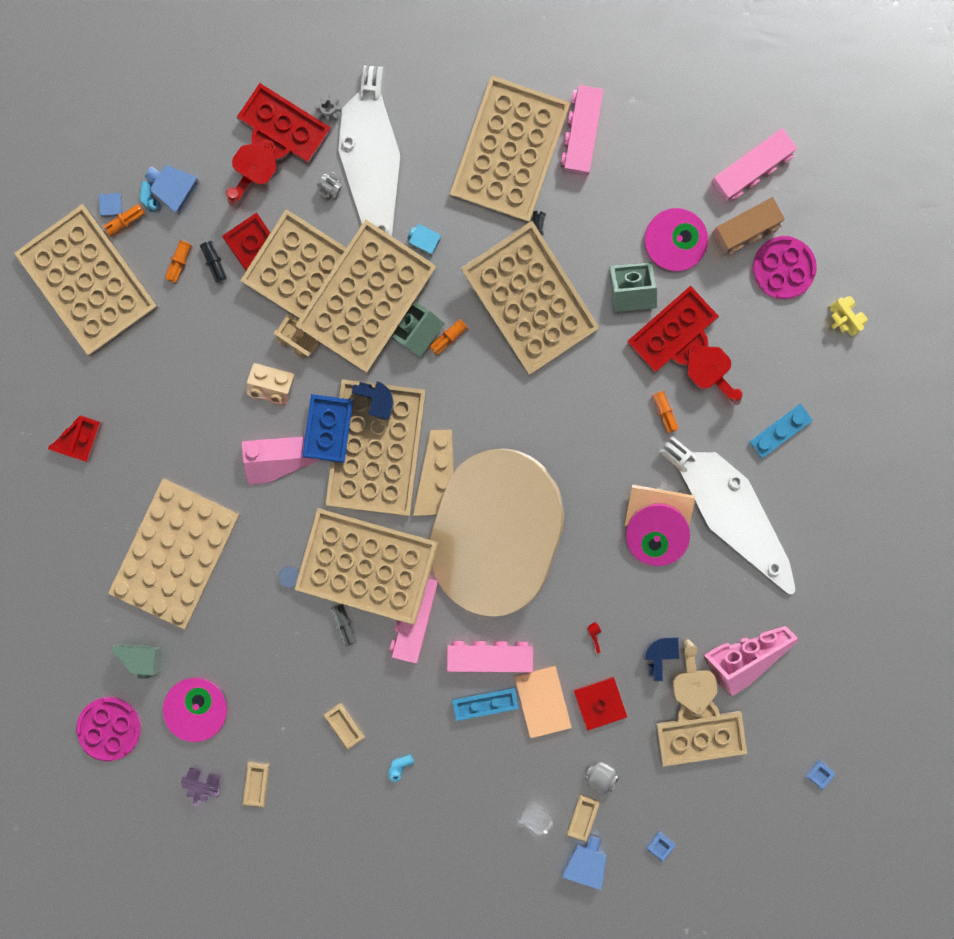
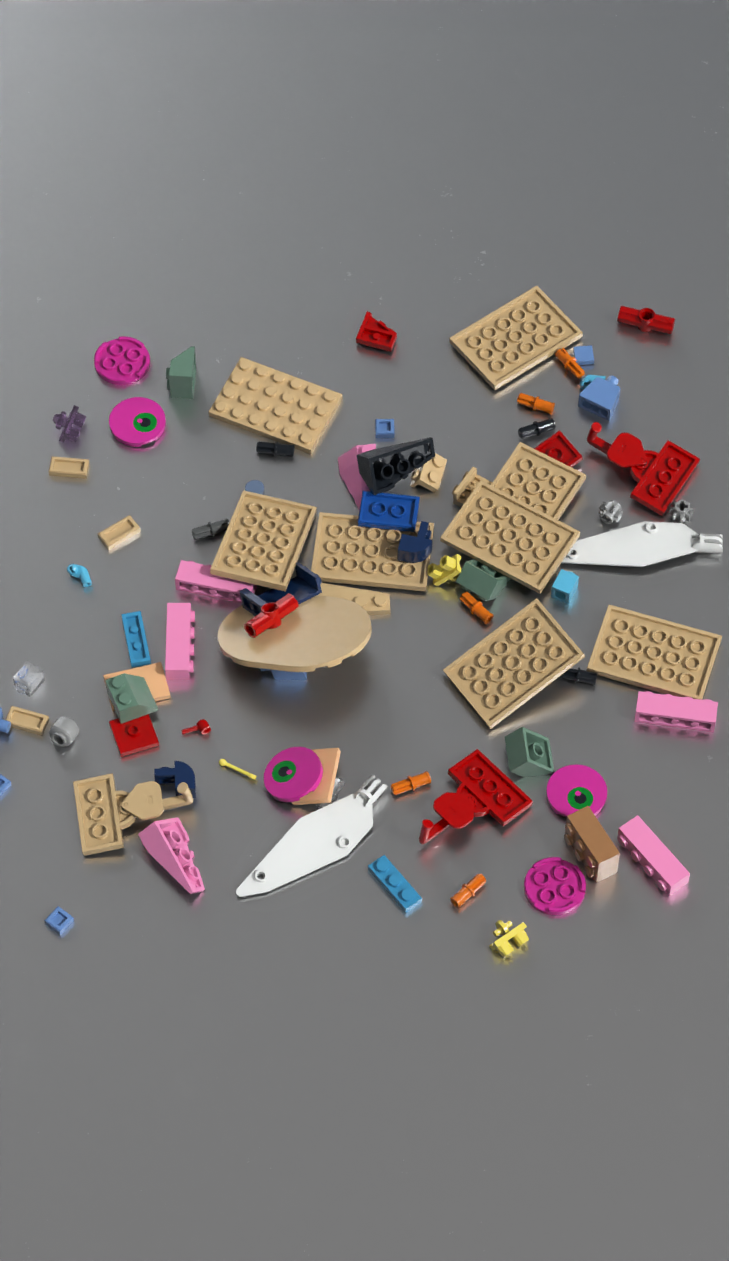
camera: 90 degrees right, 30 degrees down
(60, 143) = (646, 320): none -> red piece
(207, 431) = (384, 428): none -> medium blue tile
(235, 554) = (275, 448): none -> black axle
(274, 429) = (388, 465): none -> black wedge
(405, 368) = (447, 569): none -> light yellow hips
(451, 558) = (302, 587): none -> dark blue panel
(487, 566) = (271, 615): none -> red piece
(564, 707) = (130, 697): none -> sand green slope
(653, 578) = (222, 762): none -> light yellow hinge
(791, 355) = (468, 890): none -> orange axle

